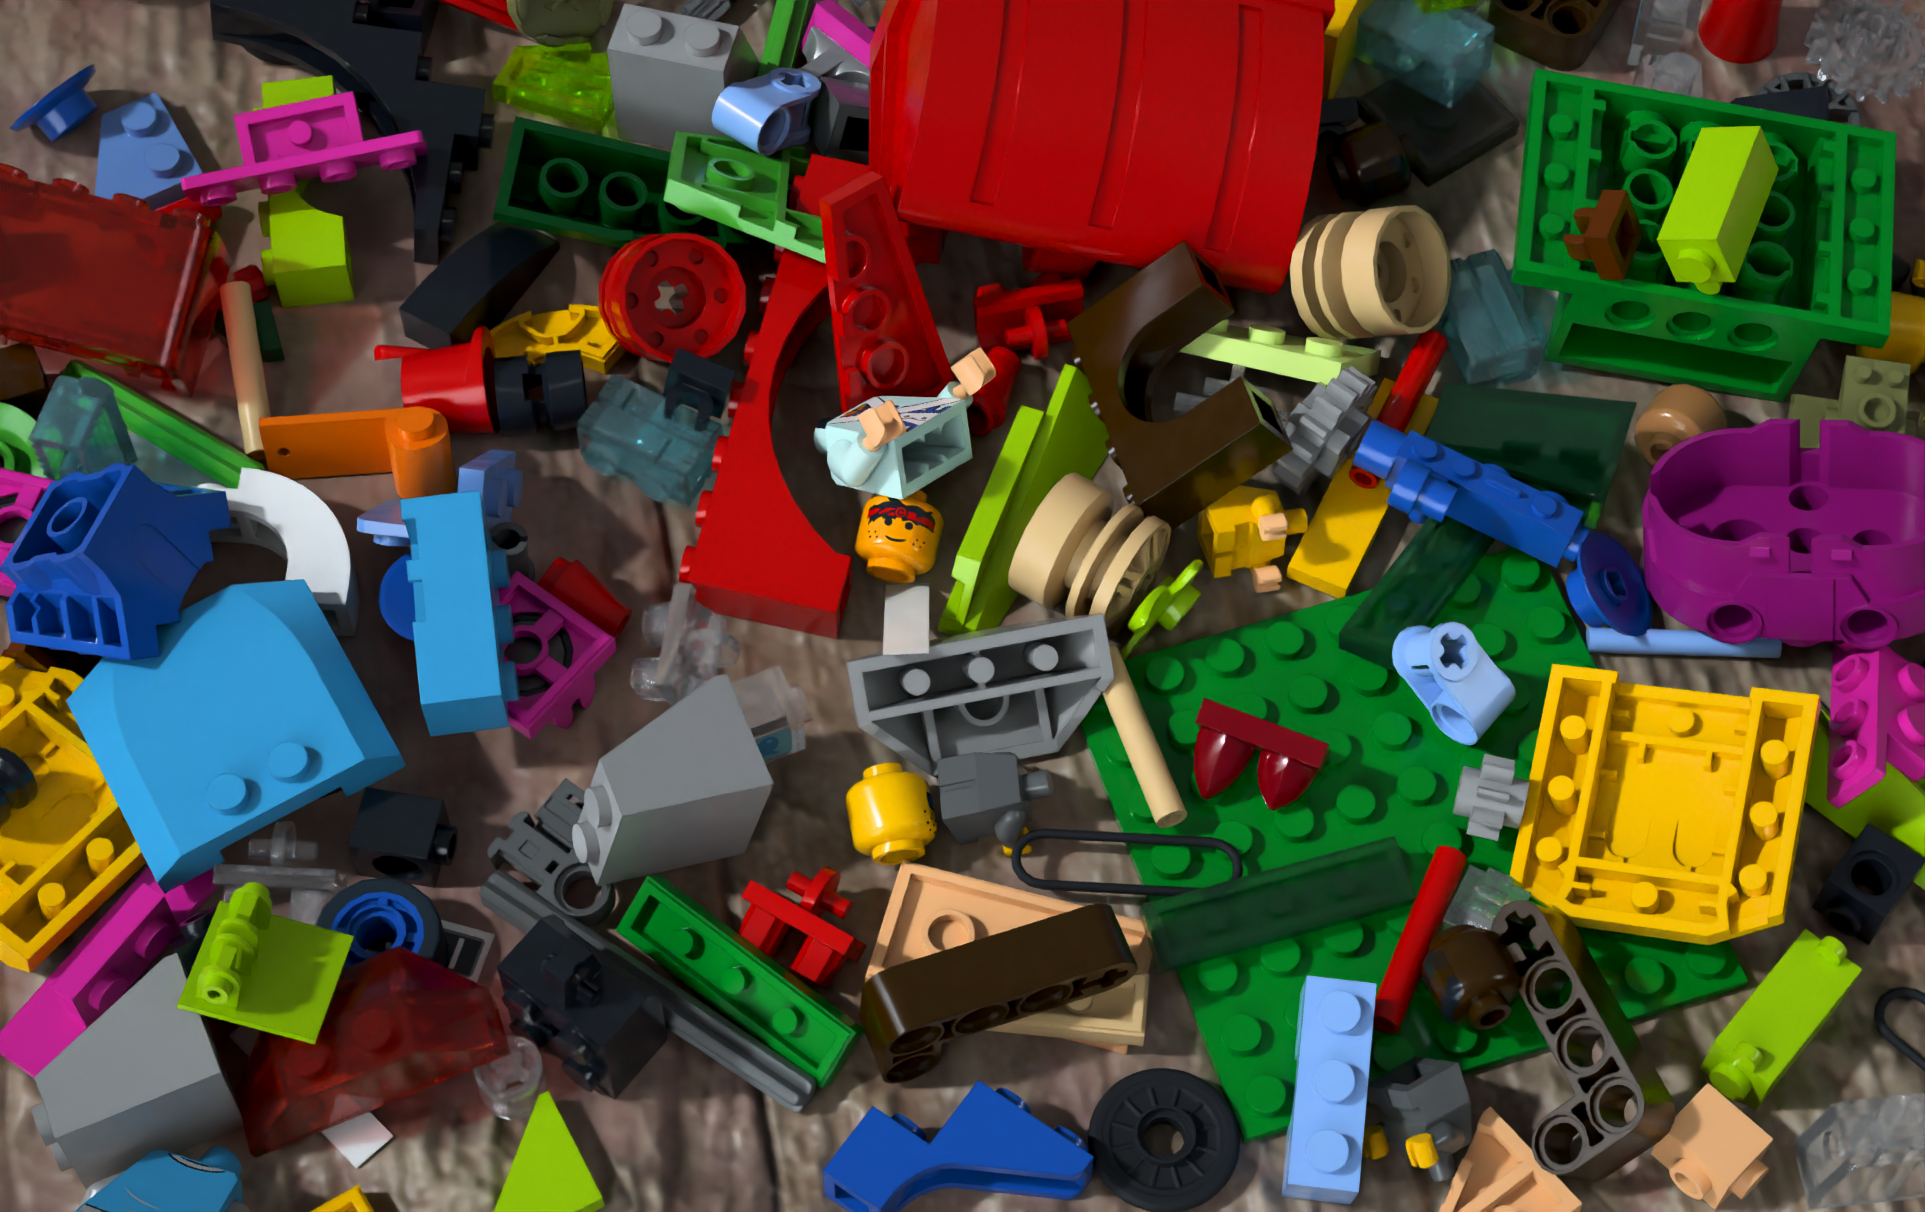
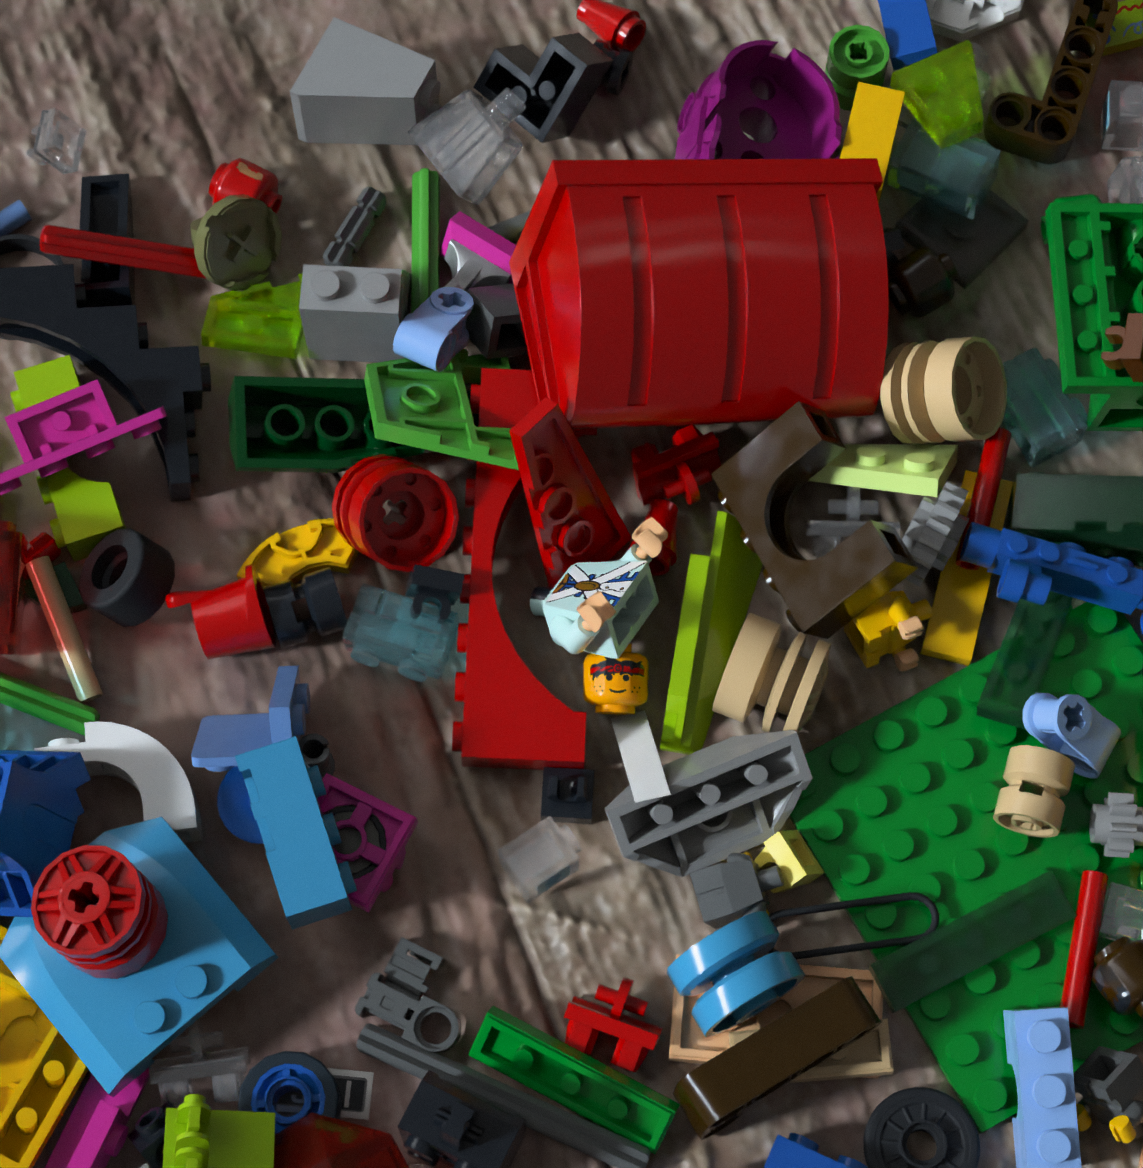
camera: 10 degrees left, 10 degrees up
(194, 653) = (104, 938): none -> red wheel
(336, 323) = (127, 577): none -> black tyre
(399, 440) = (211, 670): orange door -> none
(402, 837) = (286, 1011): black brick -> none
(476, 285) = (227, 524): black slope -> none
(586, 595) = (380, 779): red cone -> none
(675, 791) = (498, 942): light grey slope -> none
(691, 647) = (475, 810): clear hips -> none
(813, 657) = (567, 795): none -> black tile
(891, 814) = (661, 920): yellow head -> none
(963, 873) = (735, 973): none -> dark azure wheel
(1074, 776) = (792, 857): none -> light yellow tile
(1142, 747) = (843, 828): tan piece -> none
(1164, 606) = (838, 700): lime plate -> none
(1228, 742) = (909, 814): dark red tile -> none
(1390, 739) = (1036, 783): none -> tan wheel

